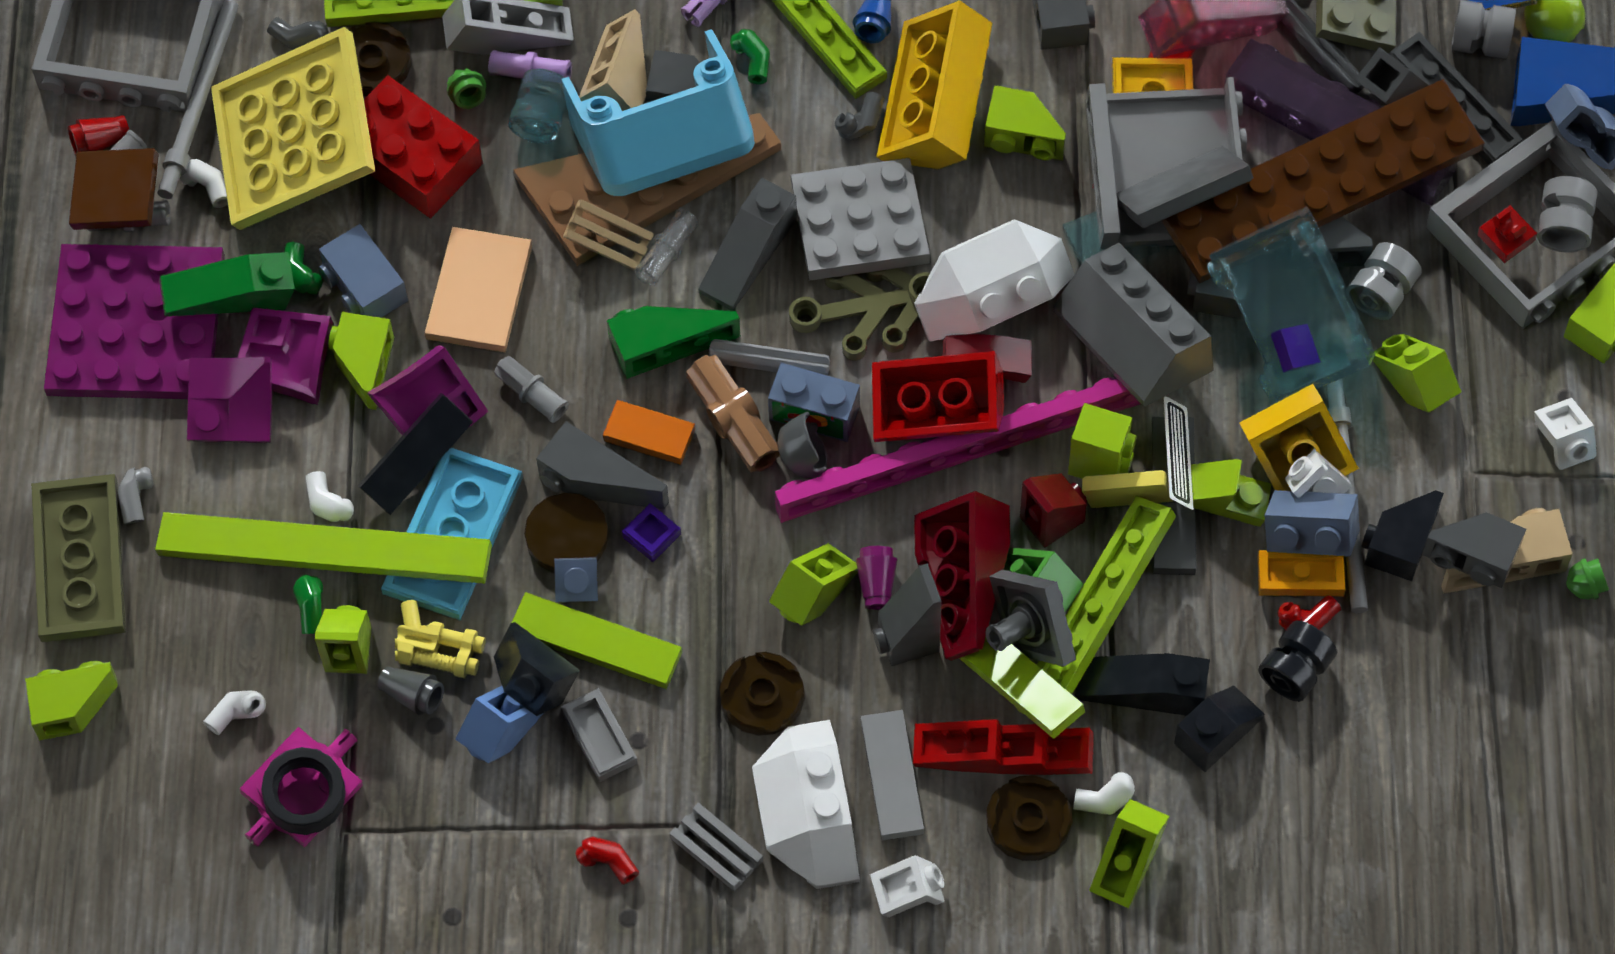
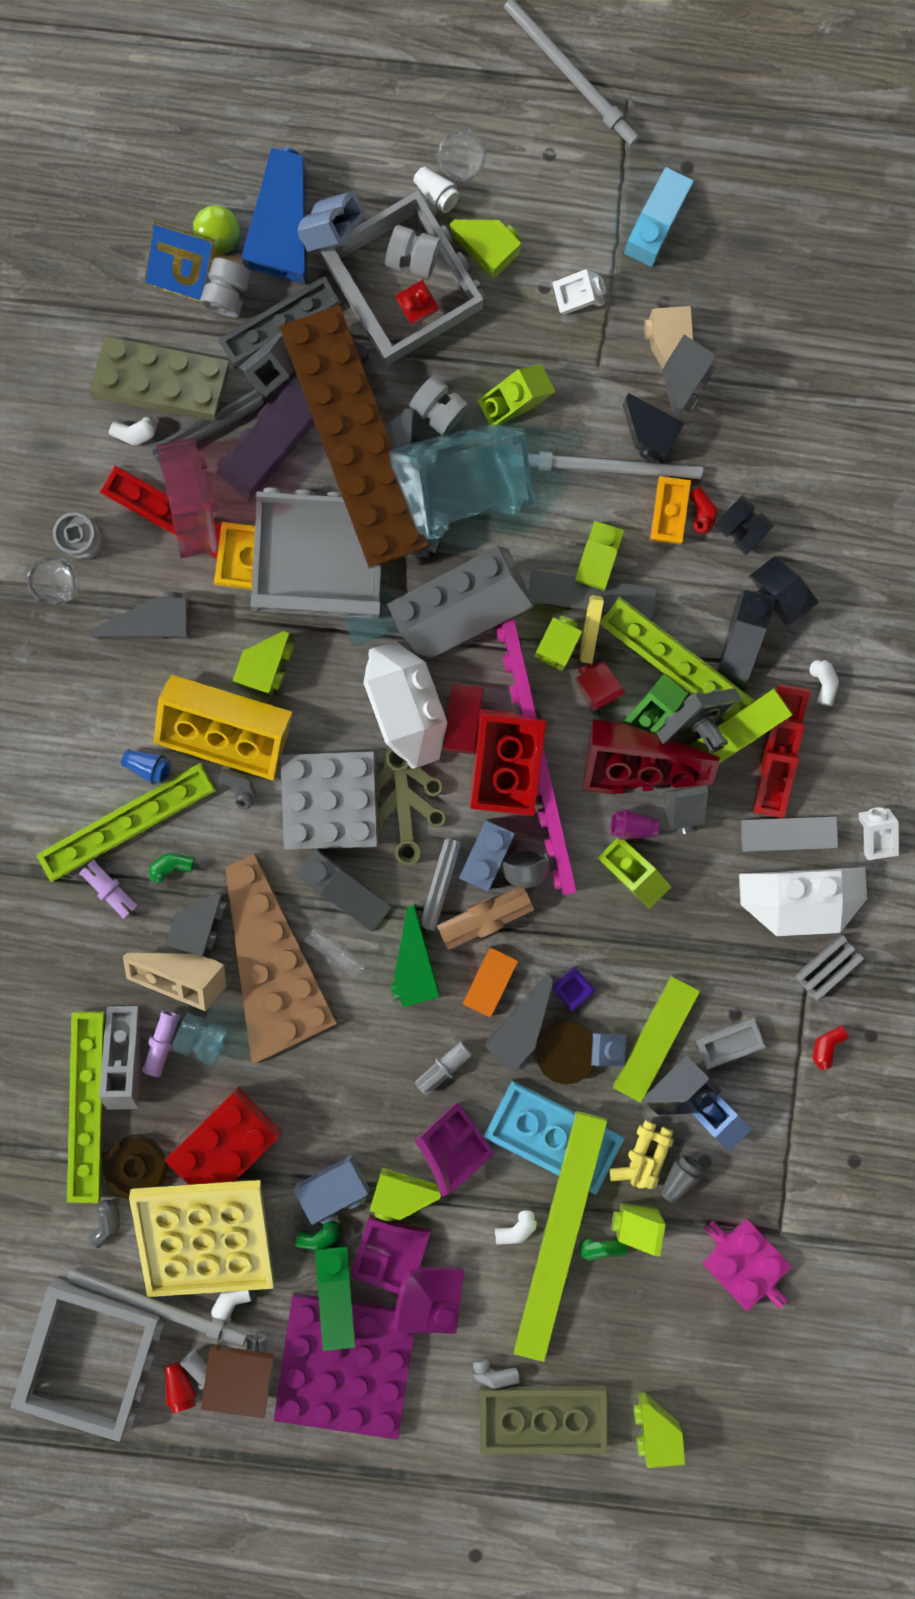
camera: 90 degrees left, 25 degrees up
(235, 706) = (676, 1311): white arm -> none
(293, 760) = (787, 1276): black tyre -> none
(415, 453) = (493, 1162): black tile -> none
(466, 88) = (174, 1095): bright green plate -> none
(478, 289) = (351, 1100): light nougat tile -> none
(638, 249) = (335, 974): tan tile -> none
(665, 135) = (251, 941): medium azure windscreen -> none
(762, 693) = (712, 920): dark brown tile -> none
(1029, 818) = (833, 739): dark brown tile -> none
(1129, 853) = (874, 670): lime slope -> none
(1178, 453) = (570, 586): sticker -> none
(1183, 186) = (349, 546): dark grey tile -> none
(1294, 430) = (570, 495): yellow slope -> none
(1295, 348) = (491, 483): dark purple tile -> none
(1312, 523) = (640, 495): sand blue brick -> none
(1316, 474) = (604, 486): white bracket -> none
(1586, 579) = (702, 300): bright green plate -> none

